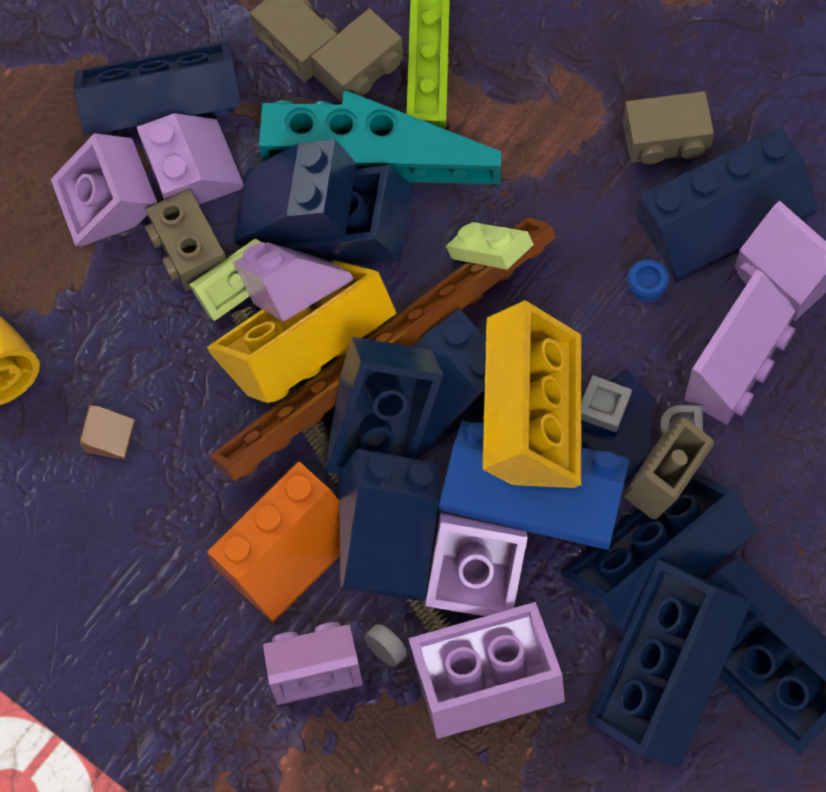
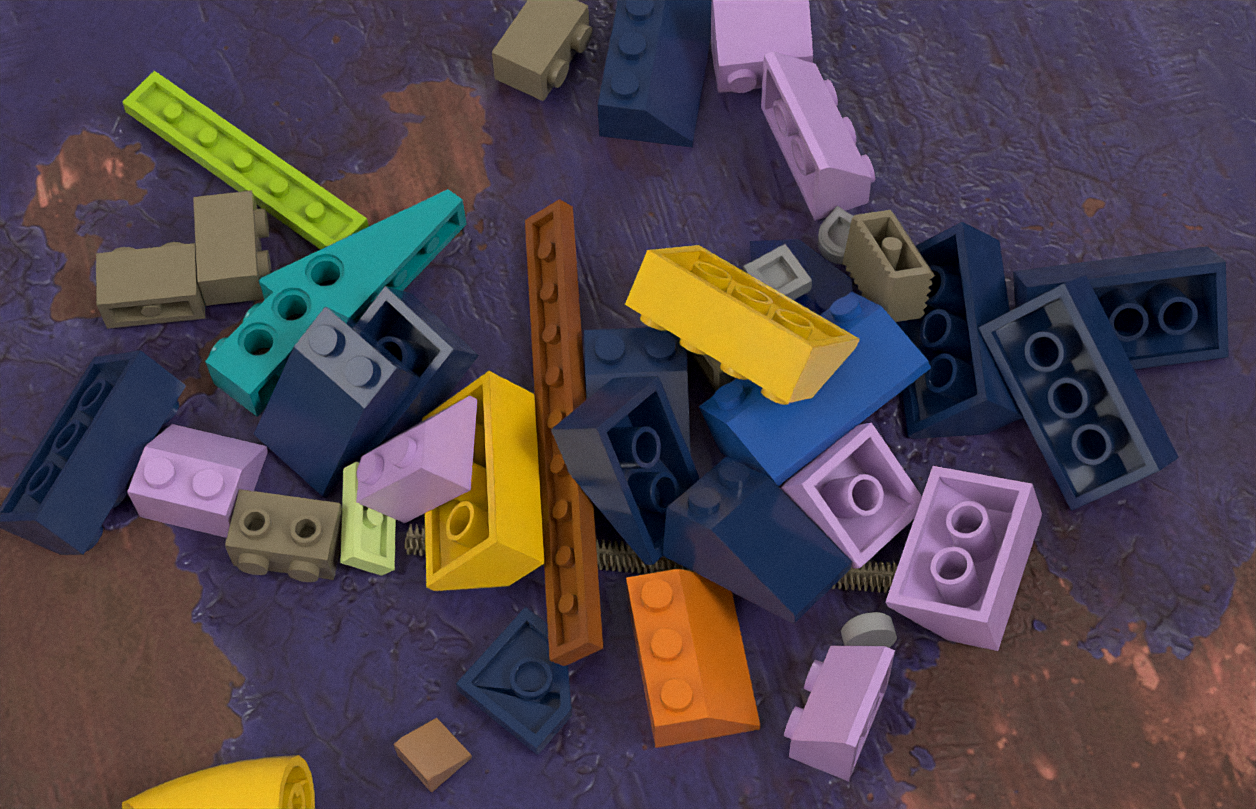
camera: 55 degrees left, 5 degrees down
(103, 189) = (157, 579): lavender slope -> none
(183, 451) = (520, 684): none -> dark blue plate
(489, 245) = (534, 265): yellowish green plate -> none
(647, 280) = (674, 167): blue tile -> none

